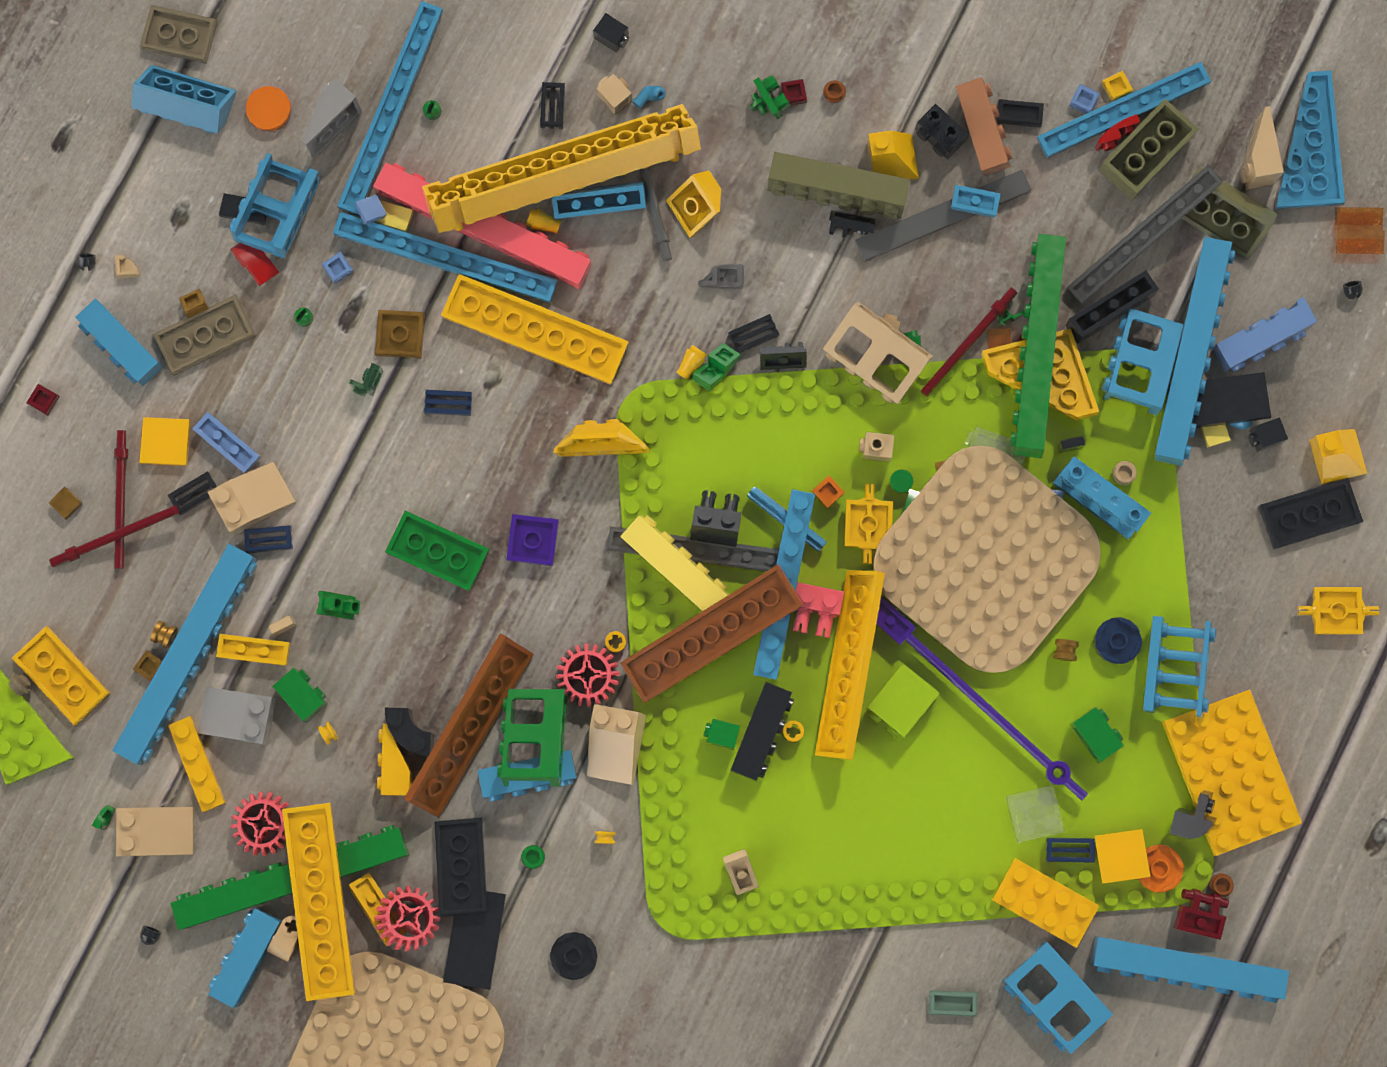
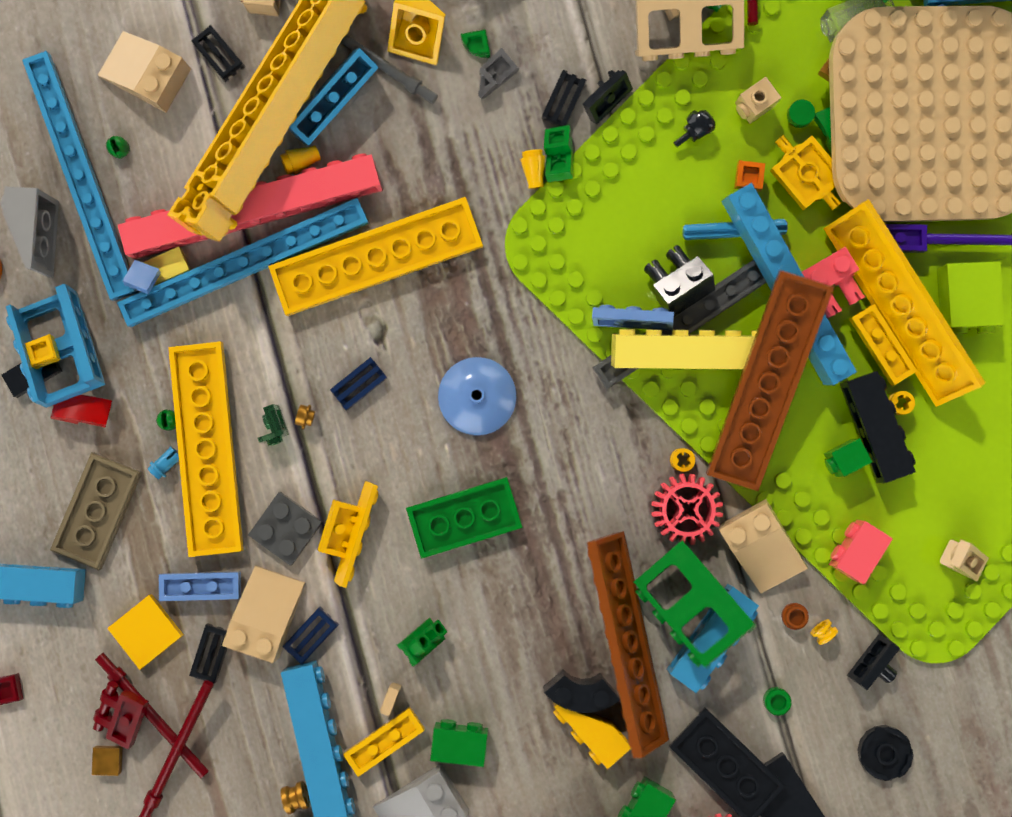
camera: 40 degrees left, 5 degrees up
(104, 485) = (127, 716): none -> dark red plate
(193, 303) = (61, 492): pearl gold tile -> none
(264, 202) = (42, 351): none -> yellow tile
(276, 343) = (164, 463): none -> dark azure pin
(310, 357) = (205, 449): none -> yellow plate
(315, 455) = (285, 528): none -> dark grey plate
(328, 733) = (512, 754): yellow bush -> none
(337, 267) = (157, 352): medium blue tile -> none
(351, 490) = (345, 531): none -> yellow bracket
(393, 392) = (304, 416): none -> pearl gold plate
(400, 334) = (264, 362): pearl gold tile -> none
(494, 75) = (145, 70): none -> tan slope
(521, 495) = (480, 415): none -> medium blue dish
(532, 540) = (536, 436): dark purple plate -> none
(595, 811) = (795, 616): none -> dark orange plate
(600, 439) = (519, 299): yellow wedge -> none
(619, 888) = (875, 663): none -> black tile
(664, 516) = (633, 317): none -> medium blue plate
(674, 802) = (860, 551): none -> coral brick
(729, 246) = (476, 43): none -> green tile
(815, 681) = (883, 345): none -> yellow plate
(824, 429) = (698, 126): none -> black piece

